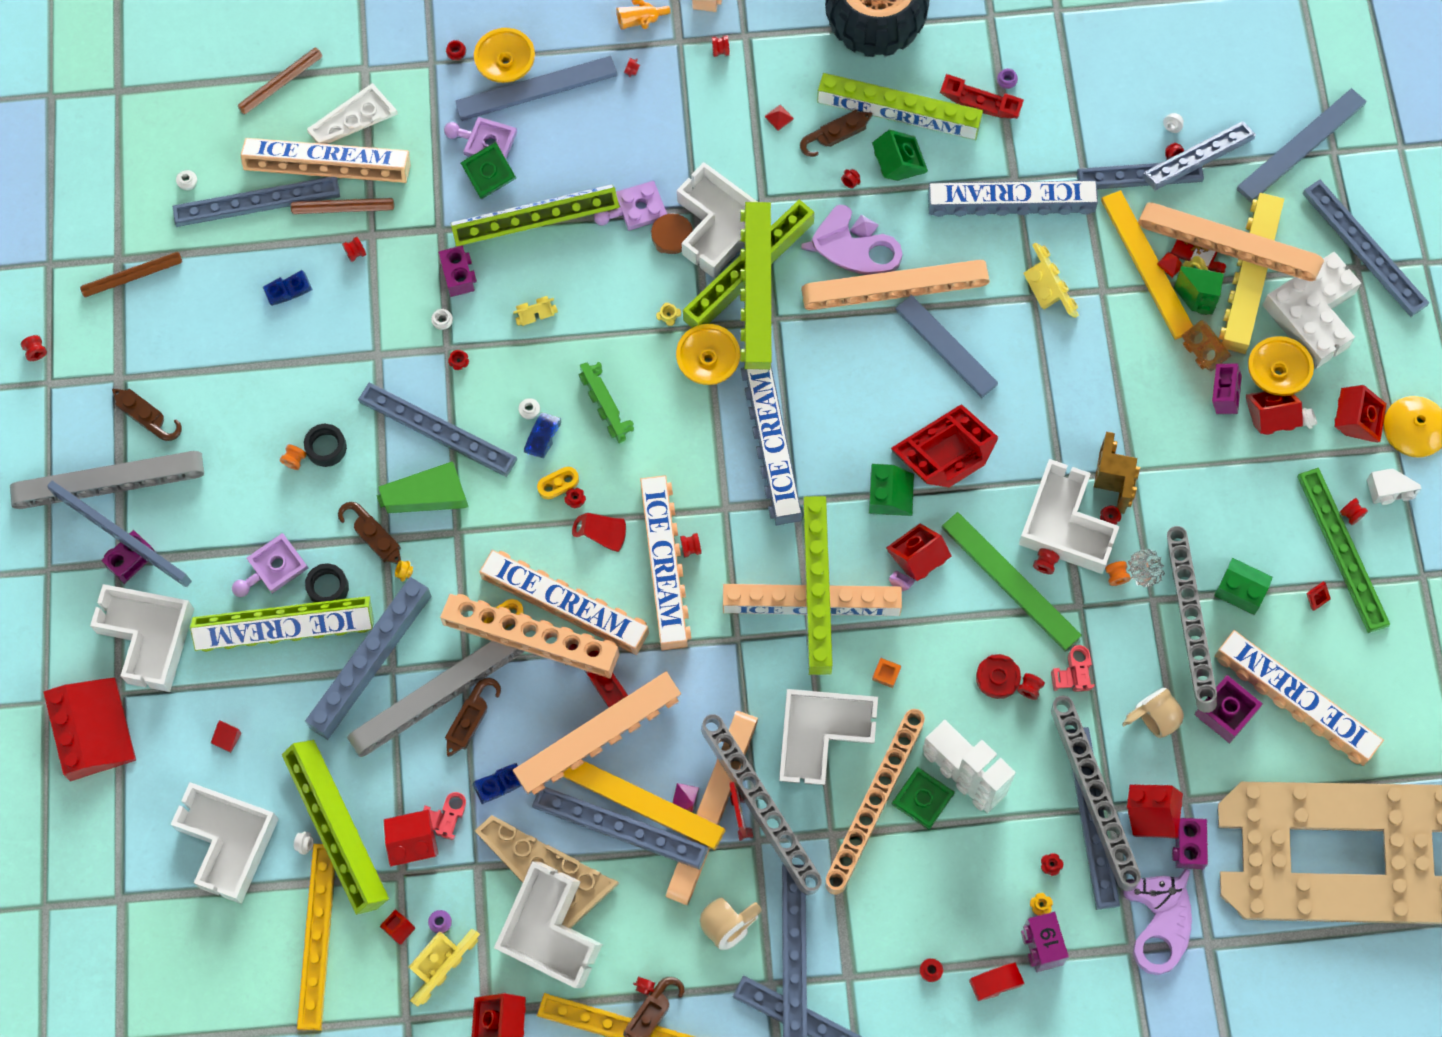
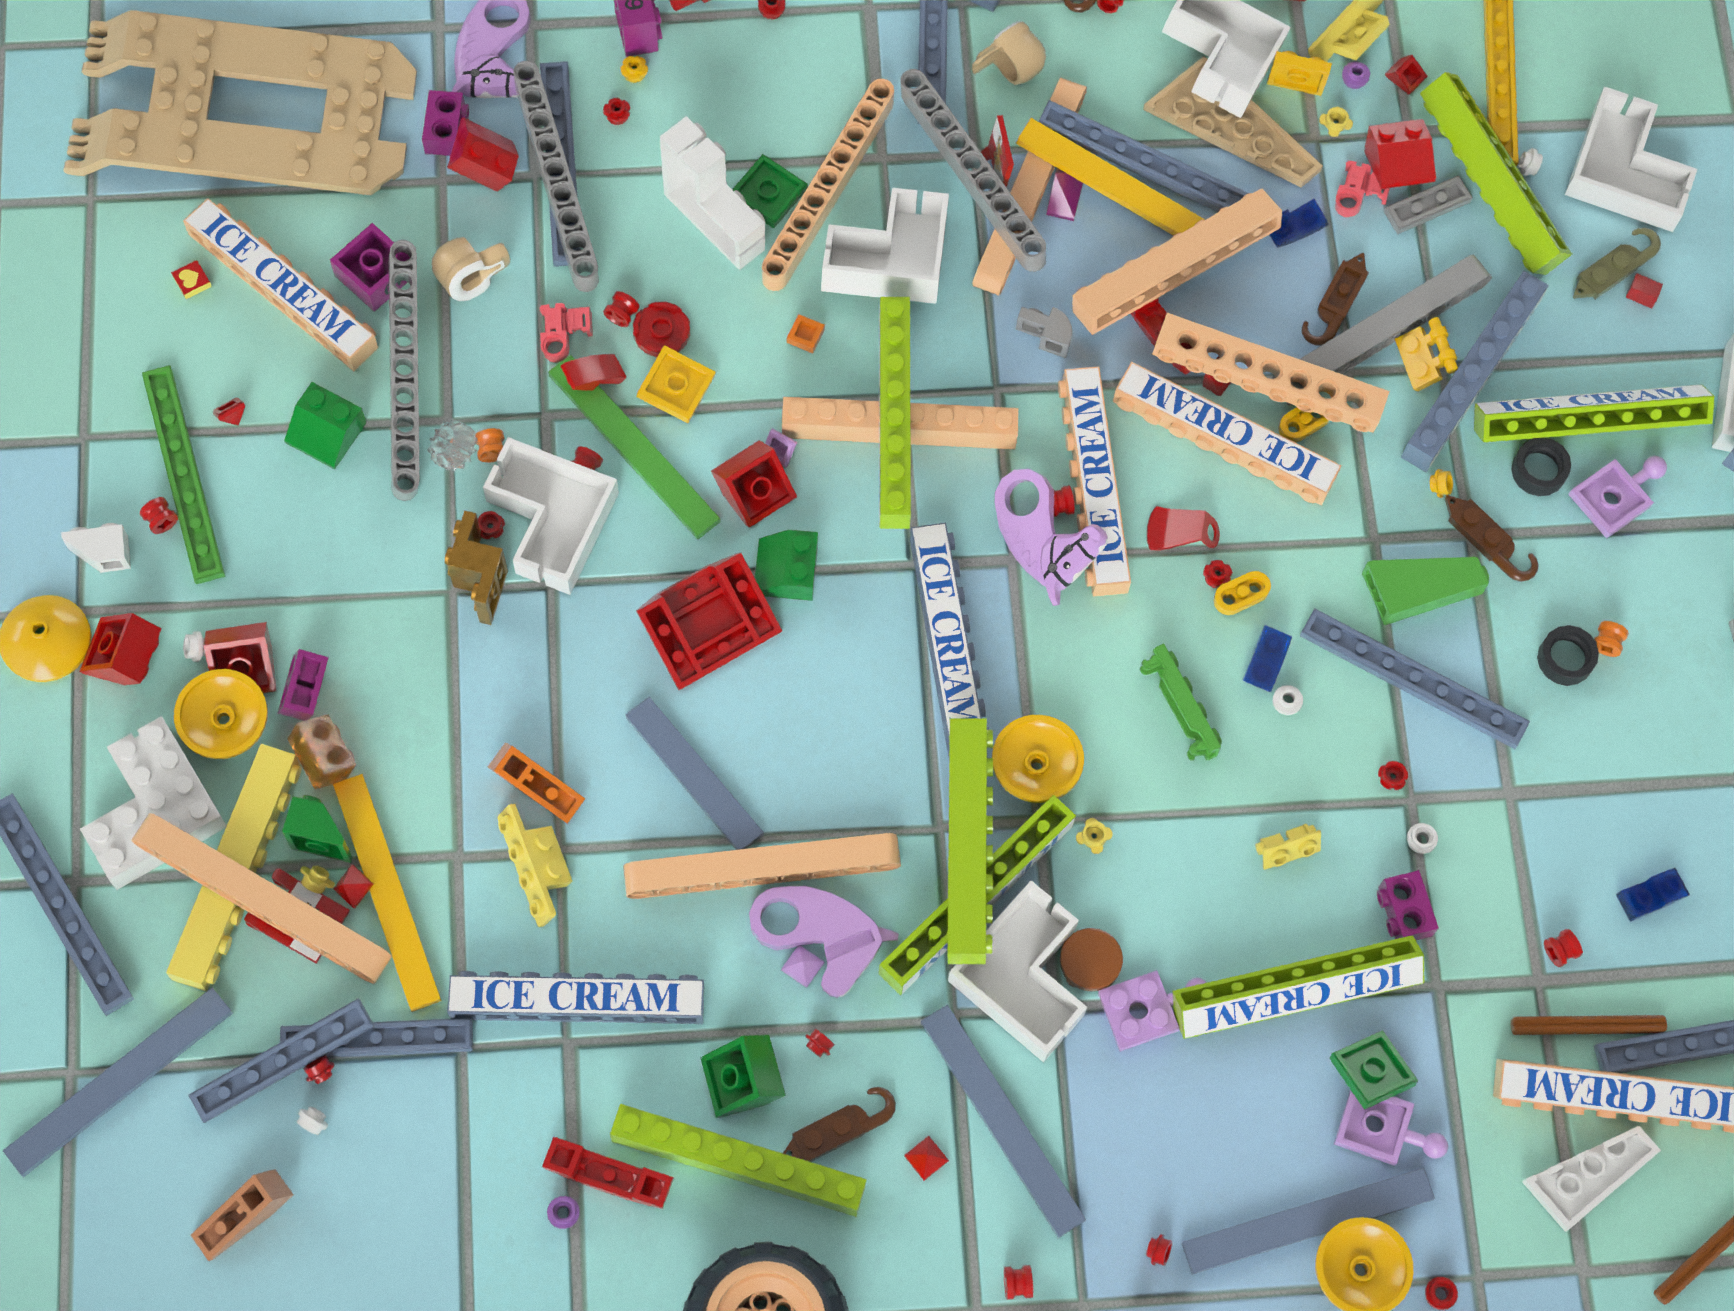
camera: 175 degrees right, 0 degrees up
(245, 756) = (1615, 266): none -> olive plate
(390, 805) = (1428, 204): none -> light grey tile
(410, 665) = (1419, 358): none -> yellow plate
(453, 876) = (1337, 114): none -> light yellow plate
(487, 907) = (1299, 73): none -> yellow plate
(694, 680) = (1052, 329): none -> light grey brick
(708, 513) = (1046, 556): none -> lavender animal
(731, 139) = (1003, 1121): none -> sand blue tile
(983, 626) = (676, 384): none -> yellow plate
(1047, 630) = (593, 370): none -> red slope
(1059, 334) = (536, 782): none -> orange slope
(1206, 70) = (242, 1213): none -> nougat slope
(1368, 703) = (191, 279): none -> tile

